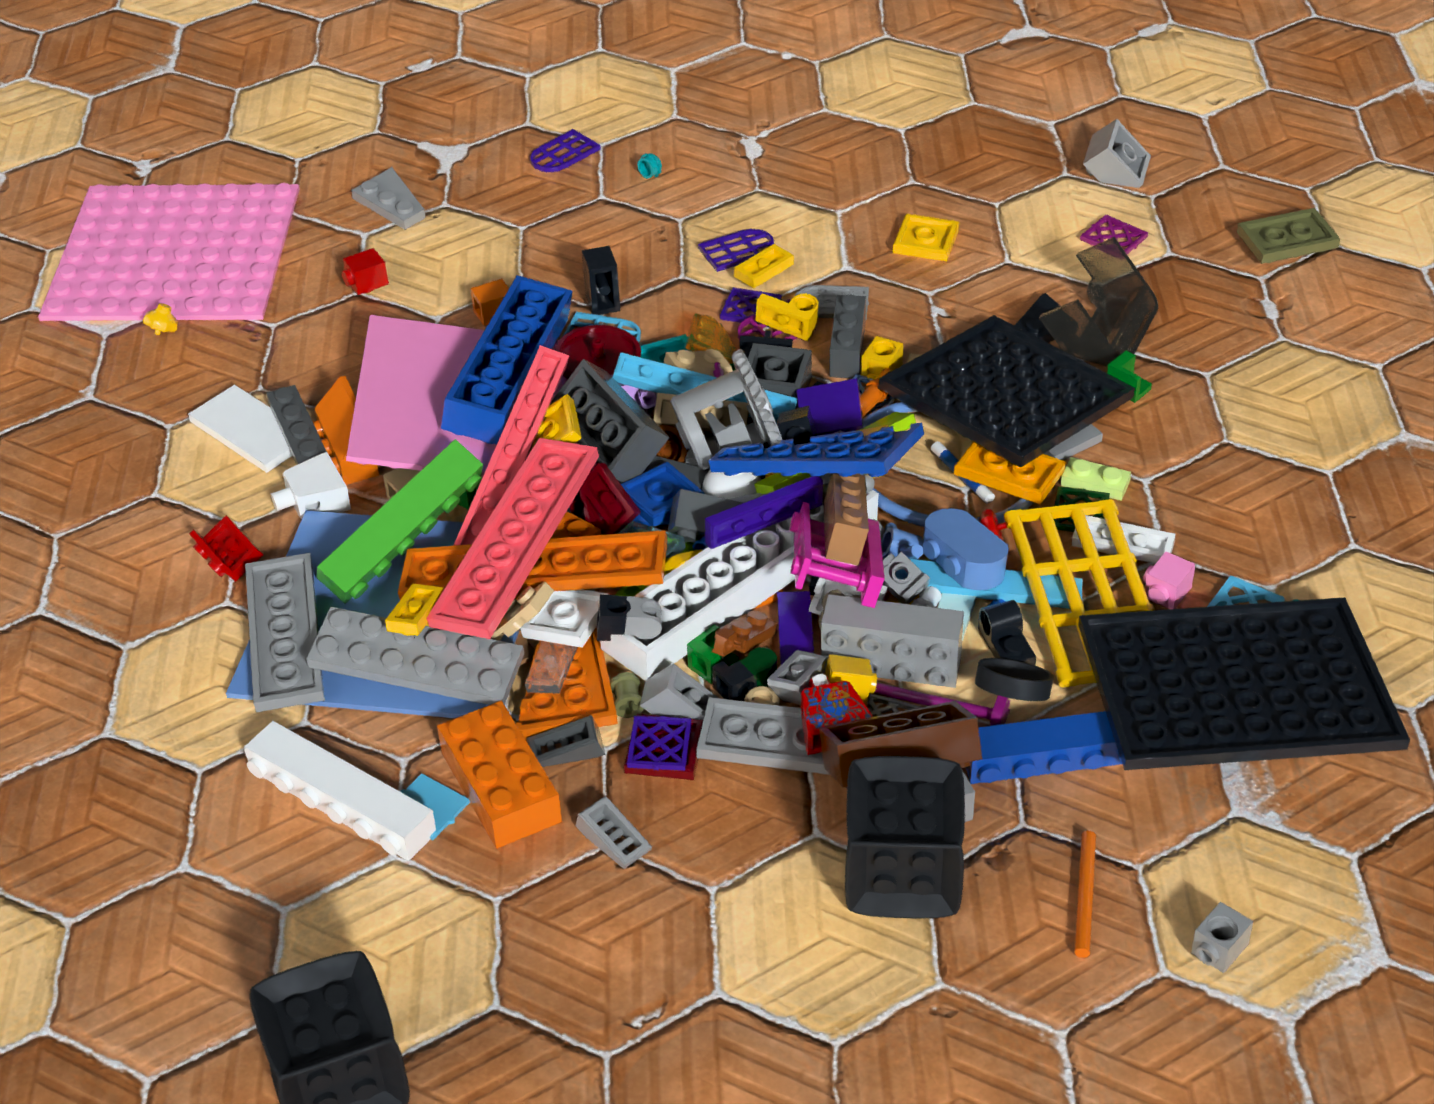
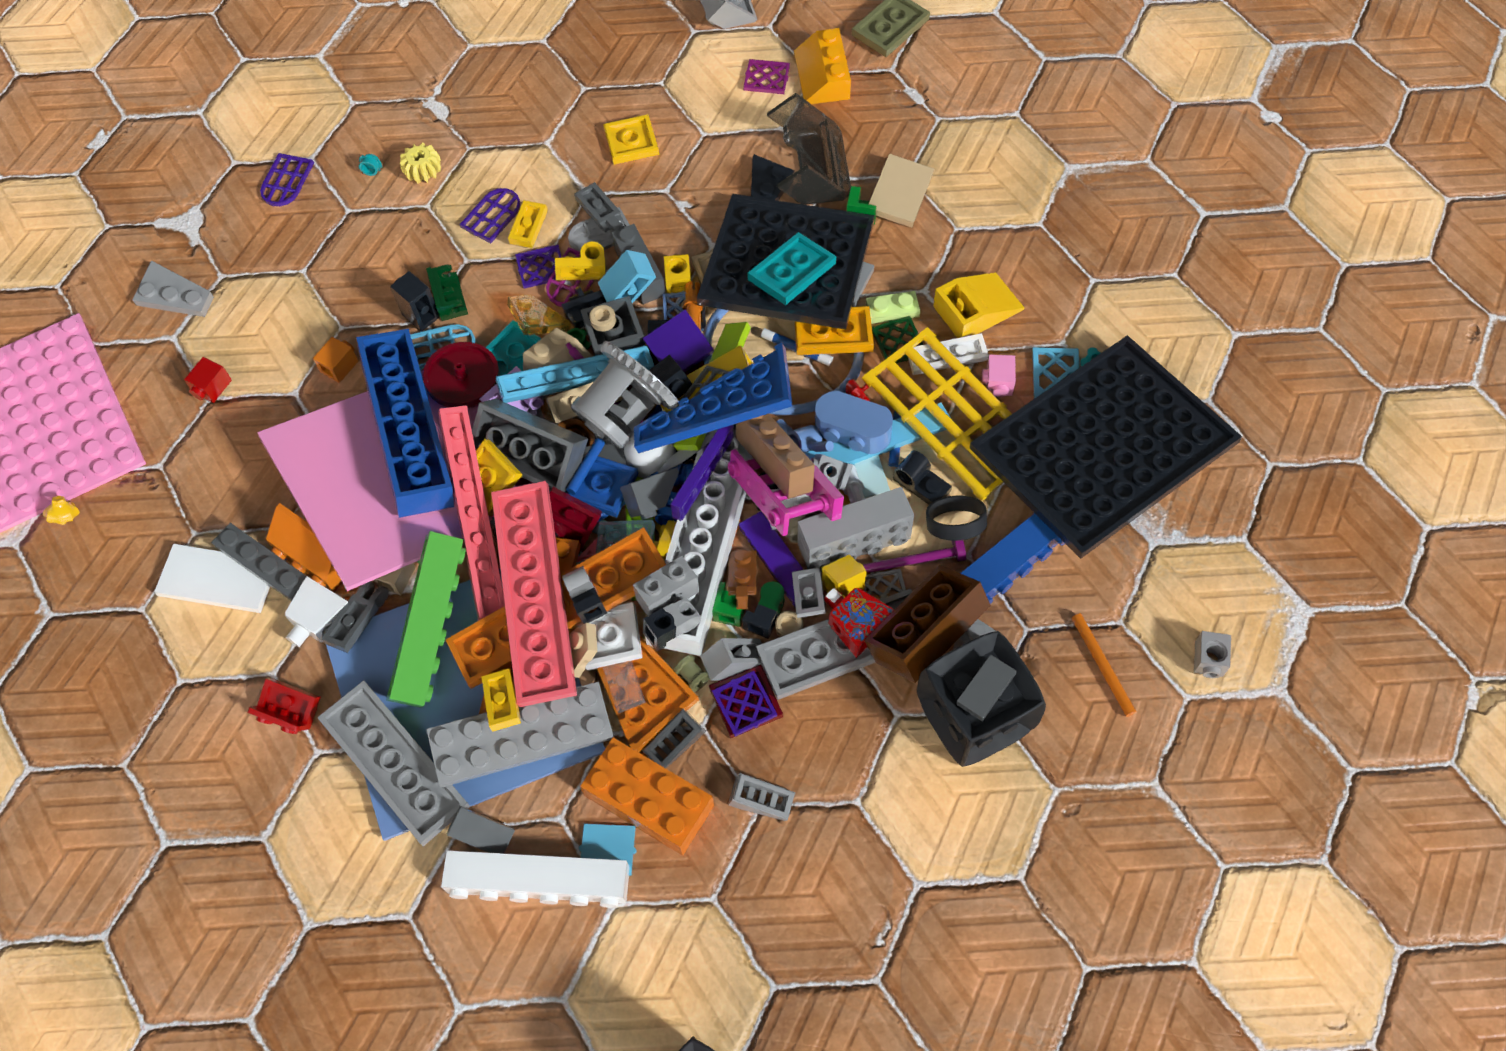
camera: 30 degrees left, 20 degrees up
(316, 721) = (480, 831): none -> dark grey tile
(344, 503) = (355, 617): none -> dark grey hinge
(560, 552) = (584, 595): none -> leg
(639, 290) = (447, 292): none -> dark green hinge
(649, 580) = (666, 586): none -> light grey brick
(653, 467) = (585, 466): none -> blue piece
(698, 180) = (420, 163): none -> light yellow gear
(768, 355) = (602, 318): none -> tan tile
(821, 331) = (627, 277): none -> medium azure brick
(844, 274) = (599, 208): none -> dark grey hinge
(904, 803) = (986, 687): none -> dark grey tile
(999, 389) = (791, 268): none -> teal plate
(1181, 247) = (823, 67): none -> light orange slope
(1185, 380) = (901, 190): none -> tan tile
(1191, 505) = (975, 303): none -> yellow slope

